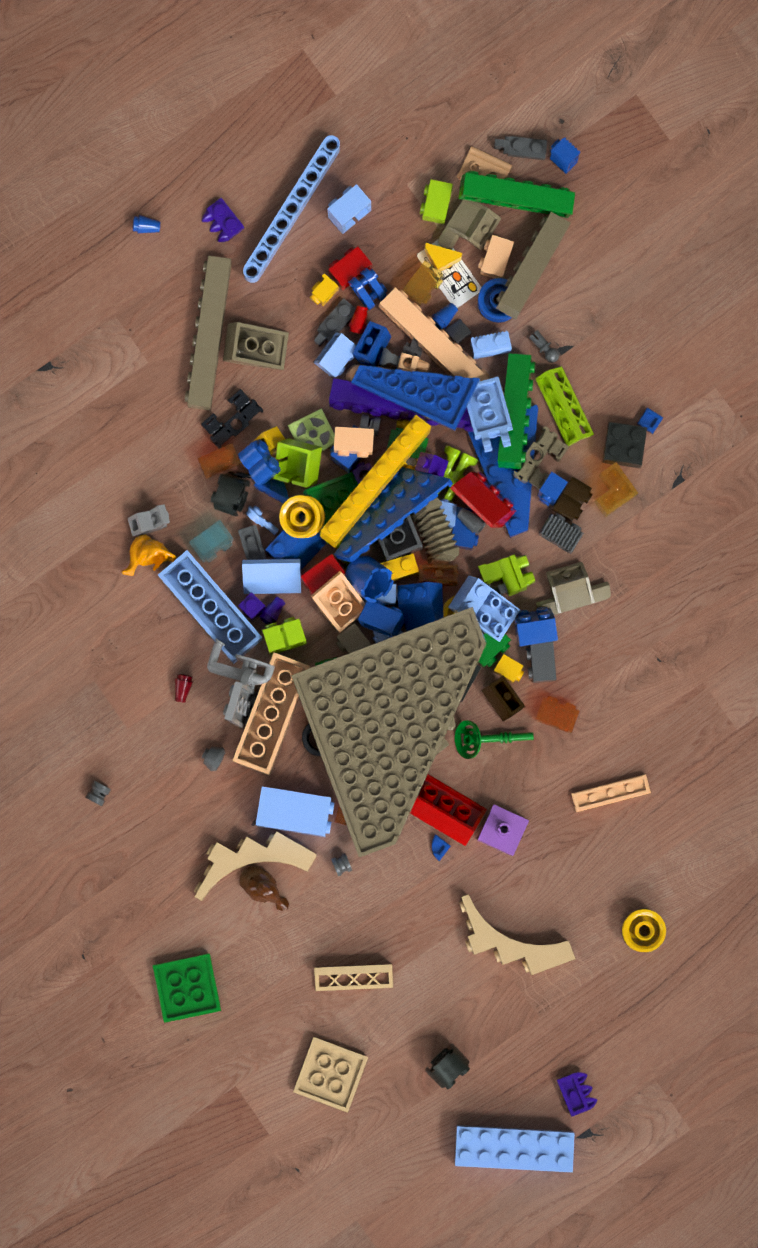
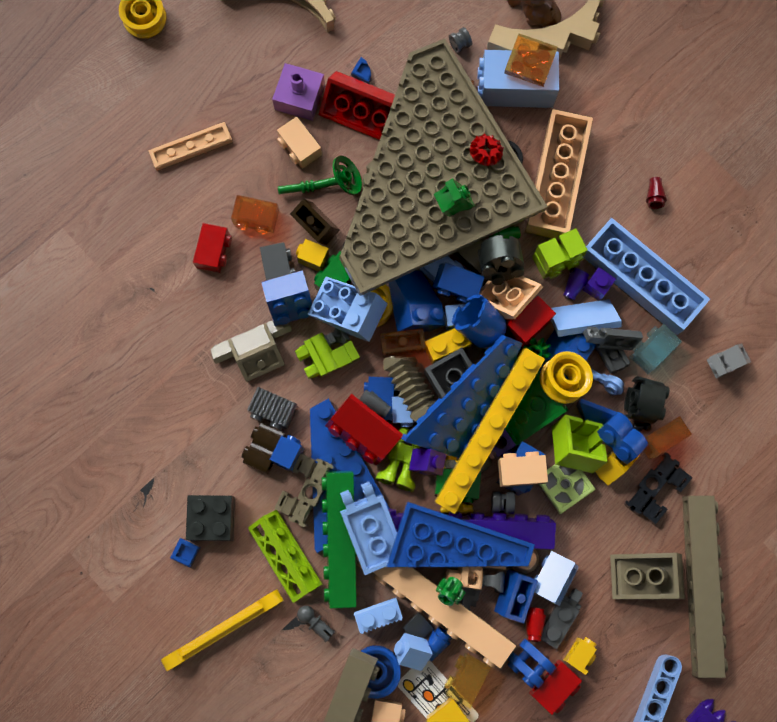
camera: 170 degrees right, 5 degrees down
(98, 793) = (721, 78): dark grey wheel -> none
(147, 552) = (723, 328): light orange piece -> none
(213, 757) = (610, 126): dark grey cone -> none
(242, 692) = (597, 207): light grey plate -> none
(253, 551) = (613, 338): none -> dark grey hinge
(284, 815) = (530, 60): none -> clear orange plate
(319, 550) = (541, 345): none -> green gear
(341, 630) = (501, 259): none -> pearl dark grey brick
(345, 727) = (480, 155): none -> red gear
(377, 683) = (454, 198): none -> green brick
(428, 353) = (450, 591): none -> green gear
(465, 311) = (412, 652): none -> light blue brick
(509, 780) = (298, 142): none -> light nougat brick
(586, 367) = (222, 630): none -> yellow piece
(600, 688) = (212, 248): none -> red brick
(619, 493) = (210, 463): clear yellow brick -> none

